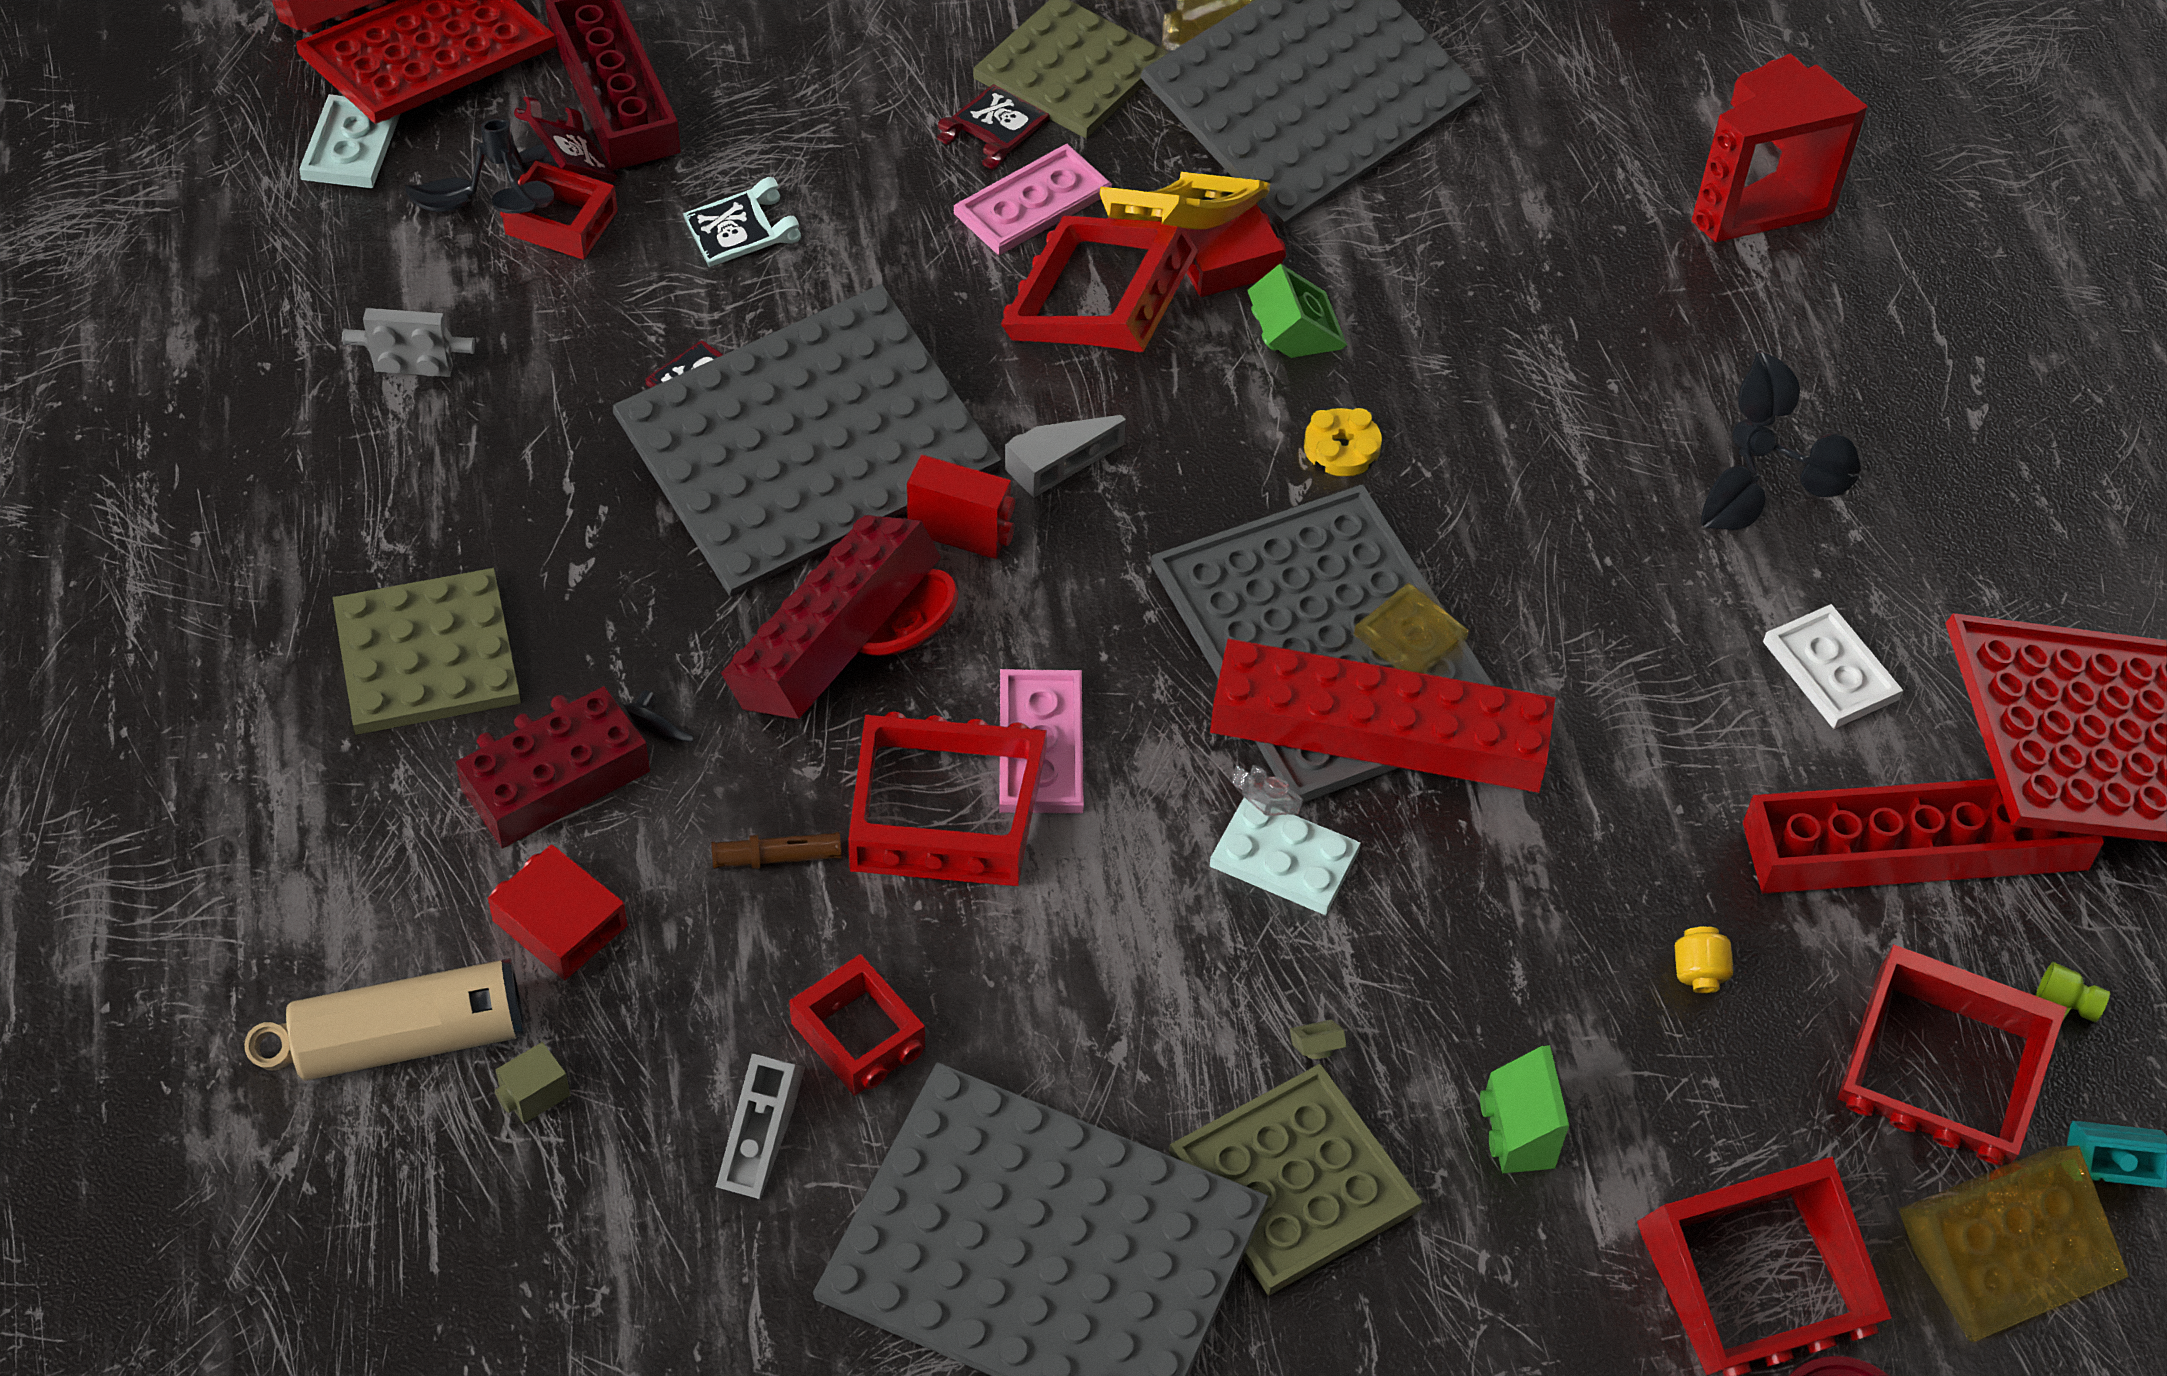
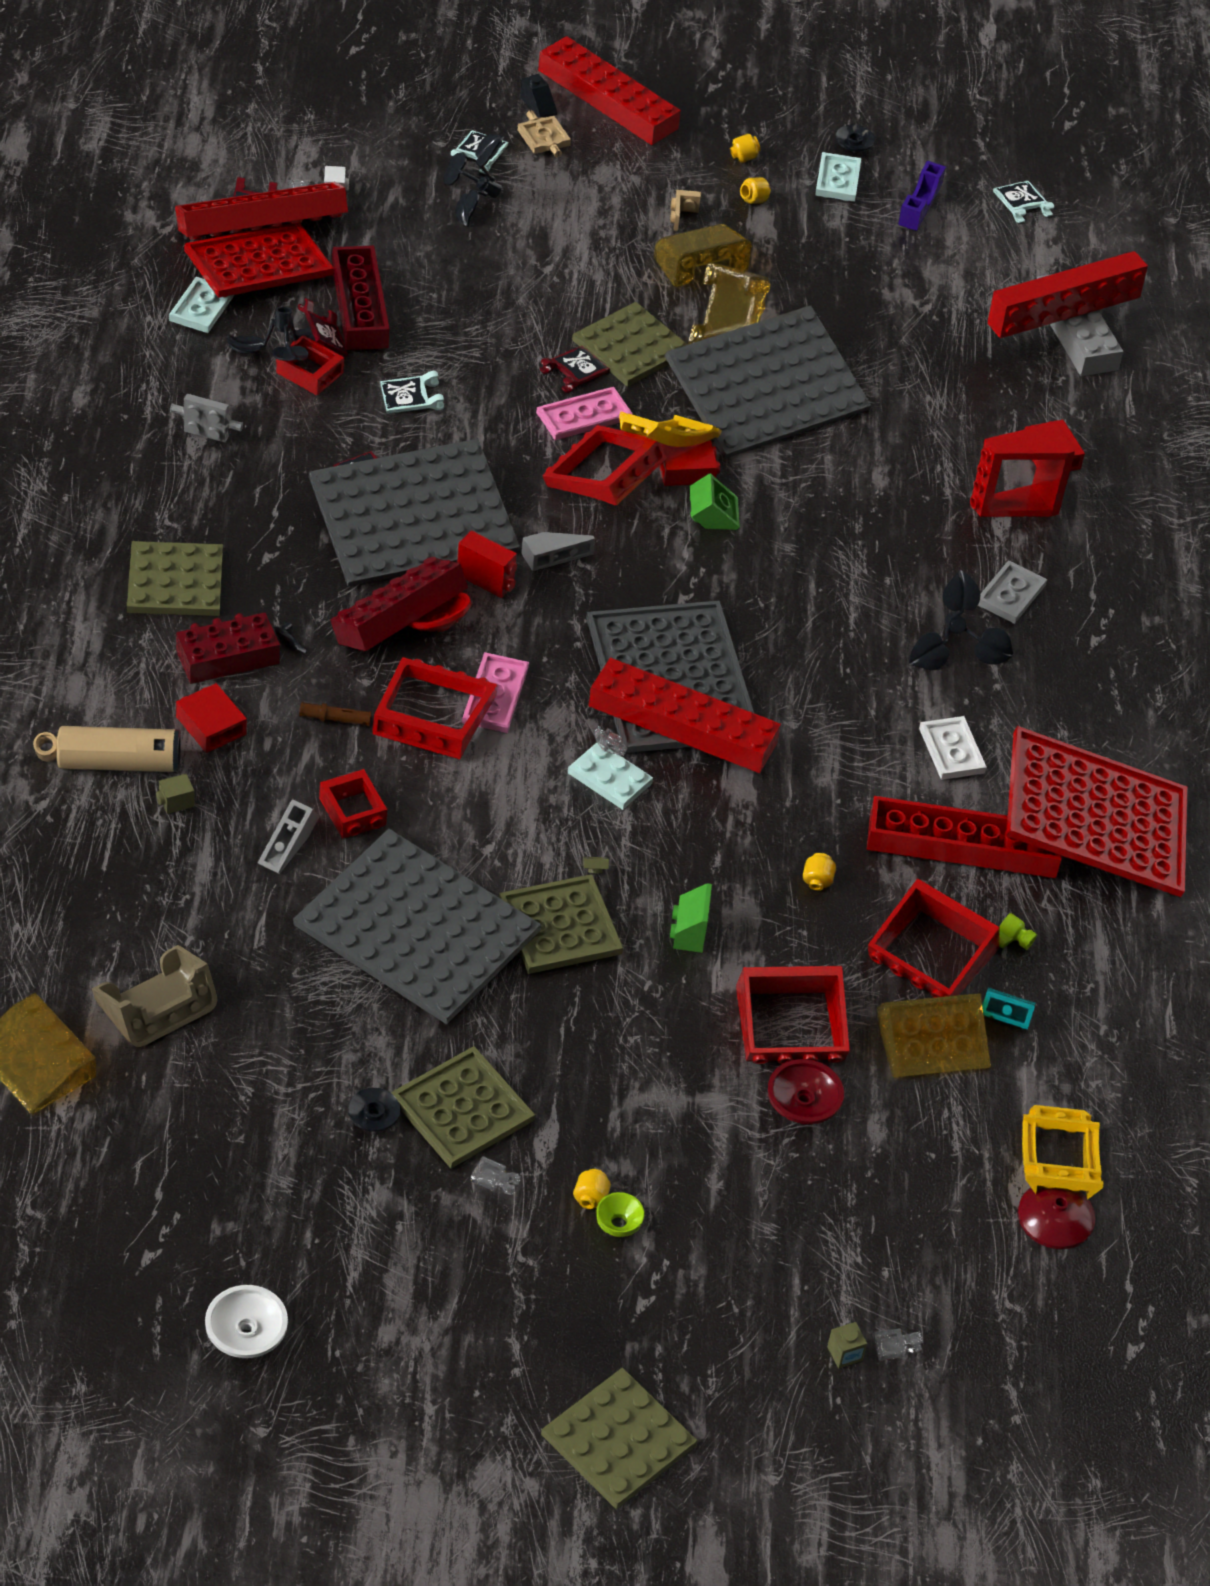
camera: 10 degrees right, 5 degrees down
(1347, 424) = (707, 573): yellow plate -> none
(1411, 631) = (718, 678): clear yellow tile -> none
(1823, 359) = (1011, 591): none -> light grey plate

